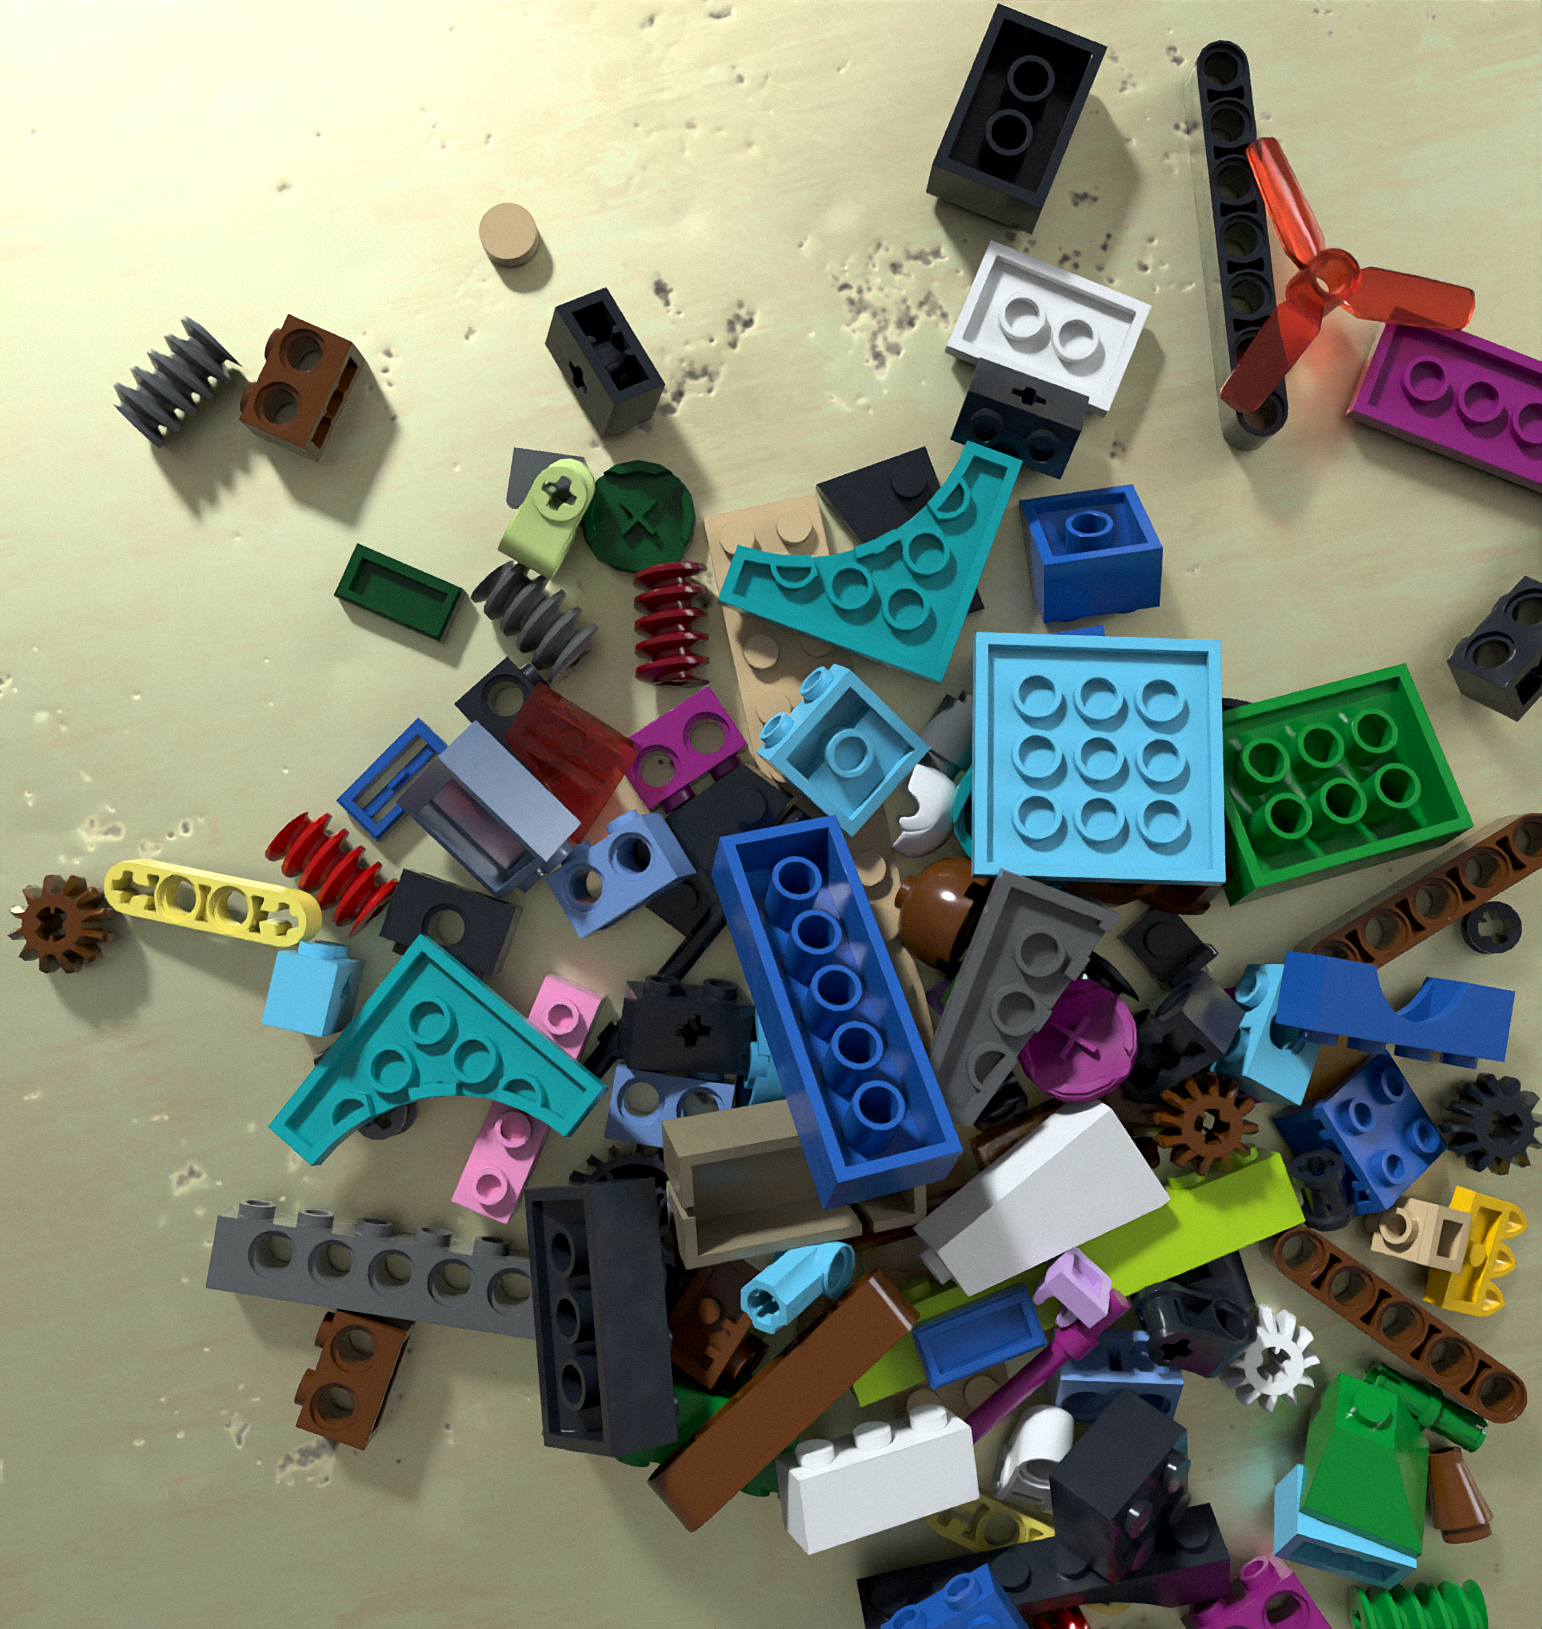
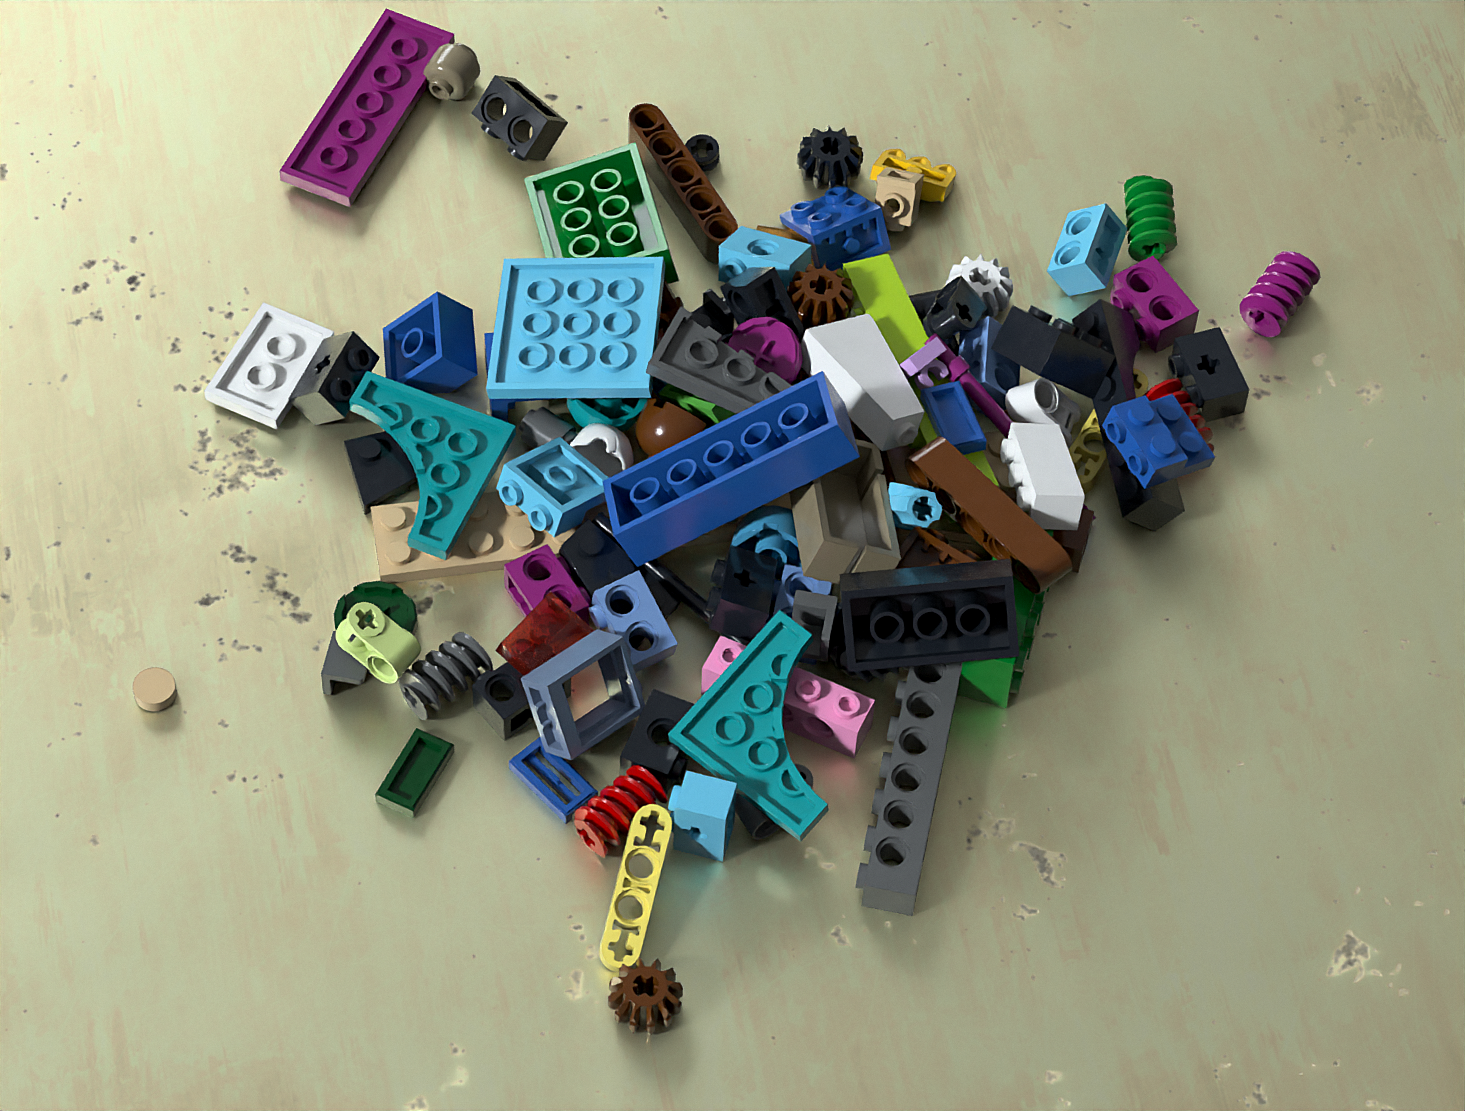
camera: 85 degrees left, 30 degrees down
(173, 381) = (239, 900): dark grey piece -> none
(318, 392) = (262, 811): reddish brown brick -> none
(364, 1376) = (985, 808): reddish brown brick -> none
(604, 363) = (265, 619): black brick -> none
(615, 1134) = (818, 616): none -> dark grey panel
(669, 625) = (457, 594): dark red piece -> none
(1014, 118) = (123, 367): black brick -> none
(1240, 220) = (227, 255): black beam -> none
(1311, 1186) = (867, 243): black bush -> none
(1345, 999) = (760, 184): blue arch -> none
(1364, 293) = (267, 202): clear red piece -> none
(1366, 1465) = (1042, 235): green slope -> none
(1412, 1337) = (956, 218): reddish brown beam -> none
(1430, 1407) = (1013, 209): green pin -> none
(1456, 1499) = (1071, 194): reddish brown cone -> none

